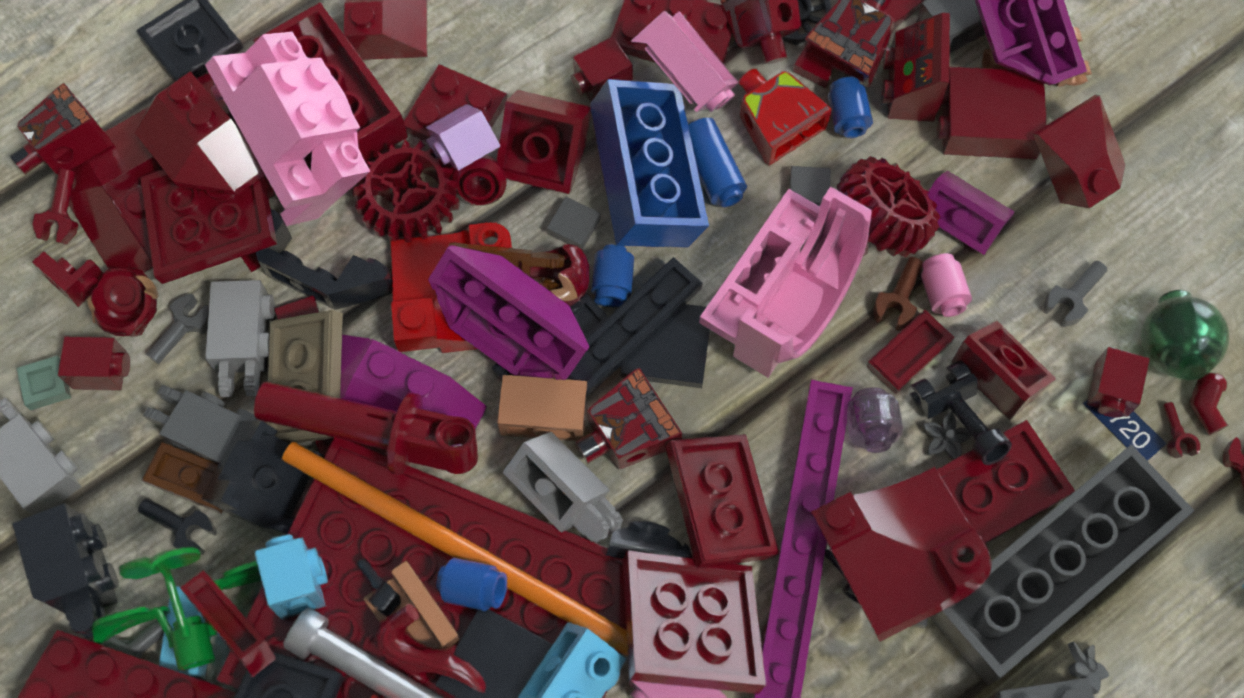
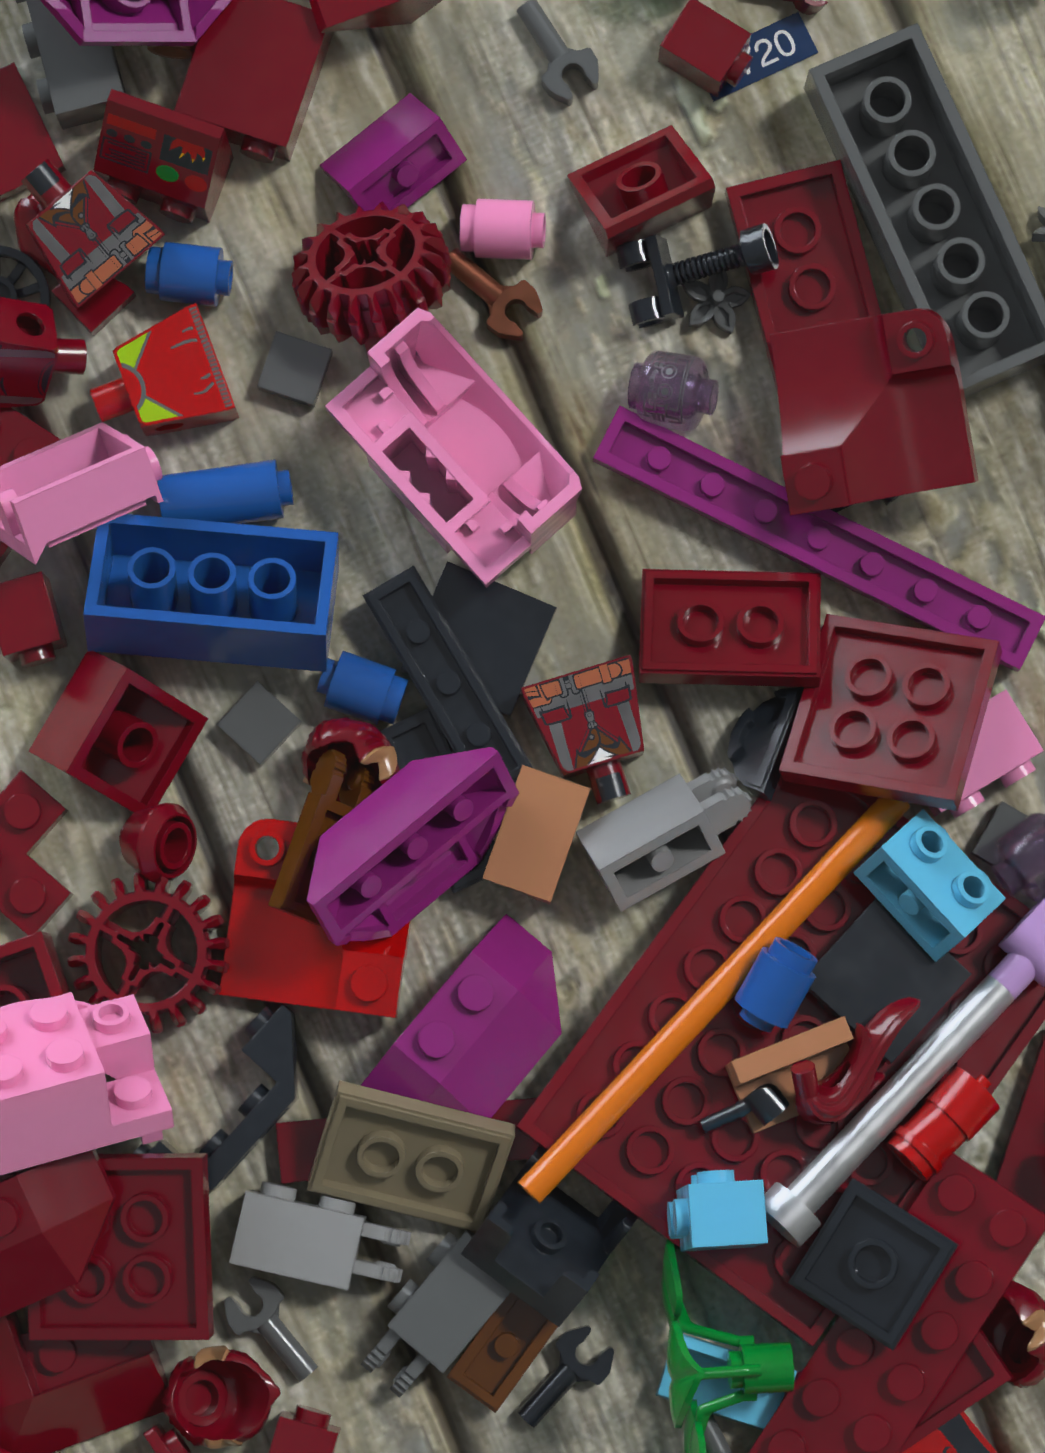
camera: 75 degrees left, 15 degrees up
(228, 623) = (754, 1311): dark red piece -> none
(406, 434) = (552, 1027): dark red piece -> none
(461, 137) = (98, 852): lavender brick -> none
(910, 352) = (581, 308): dark red tile -> none

